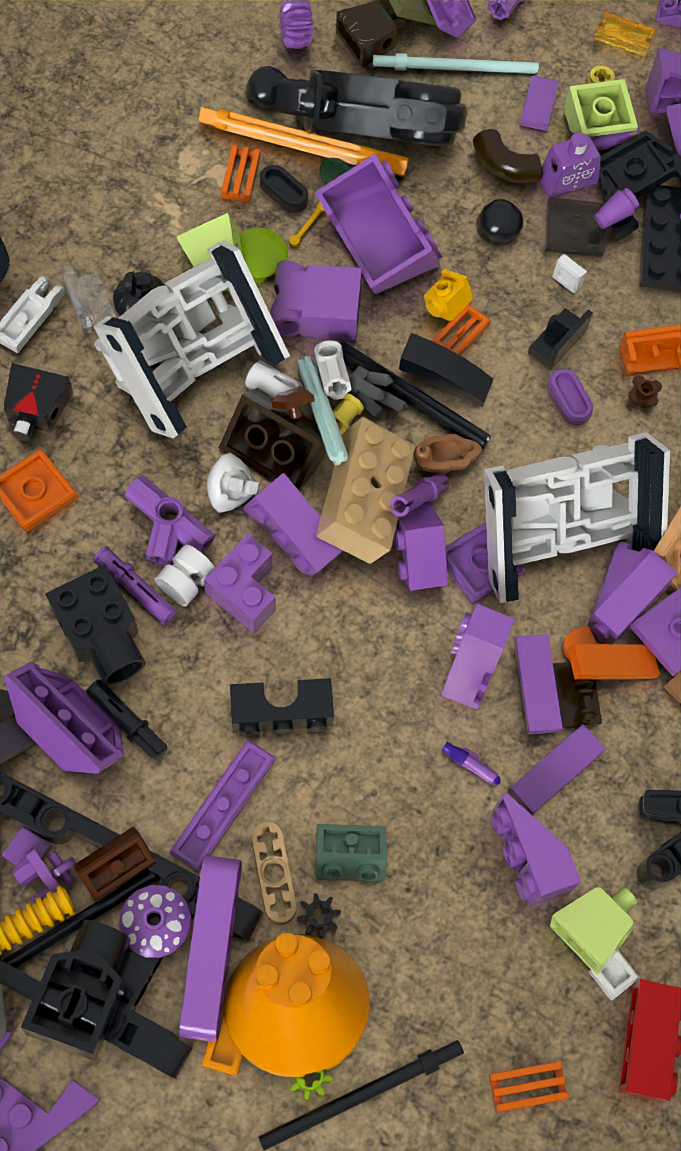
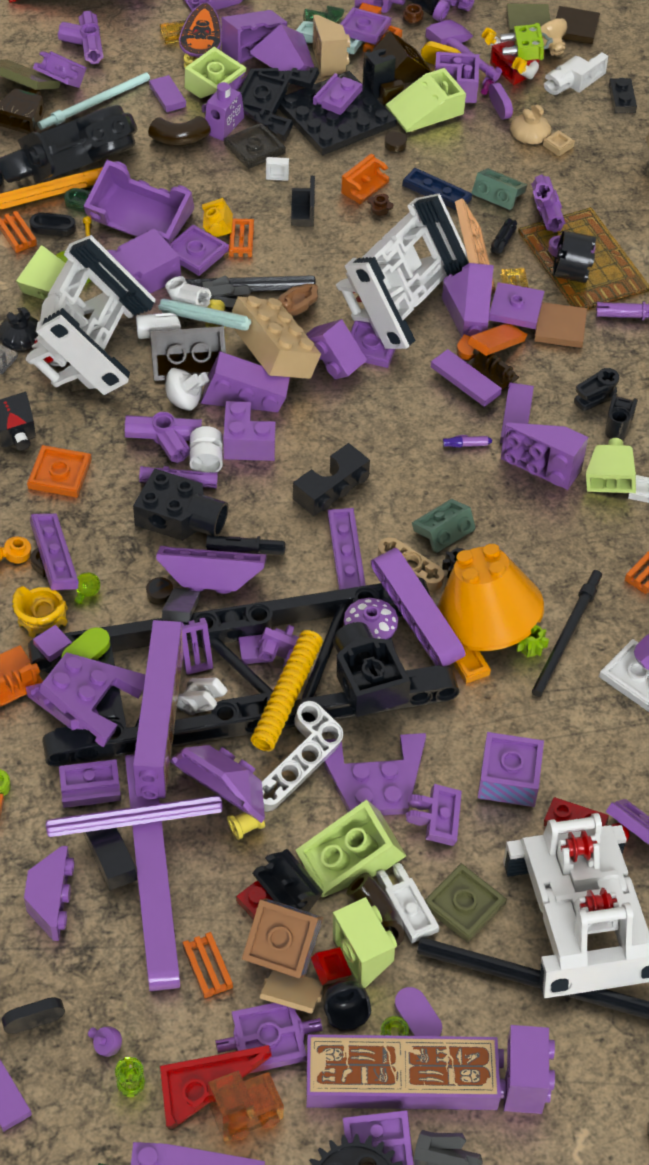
camera: 35 degrees left, 15 degrees down
(114, 863) = (318, 607): reddish brown slope -> none
(292, 401) = (186, 315): reddish brown piece -> none
(394, 316) = (198, 249): none -> medium lavender plate
(424, 491) = (307, 315): medium lavender pin -> none
(445, 370) = (252, 258): black slope -> none
(477, 654) = (419, 375): medium lavender wedge -> none
(500, 221) = (207, 165): black hair -> none
(570, 396) = (339, 232): medium lavender tile -> none
(617, 208) = (274, 117): medium lavender cone -> none
(634, 49) = (201, 31): none -> shield

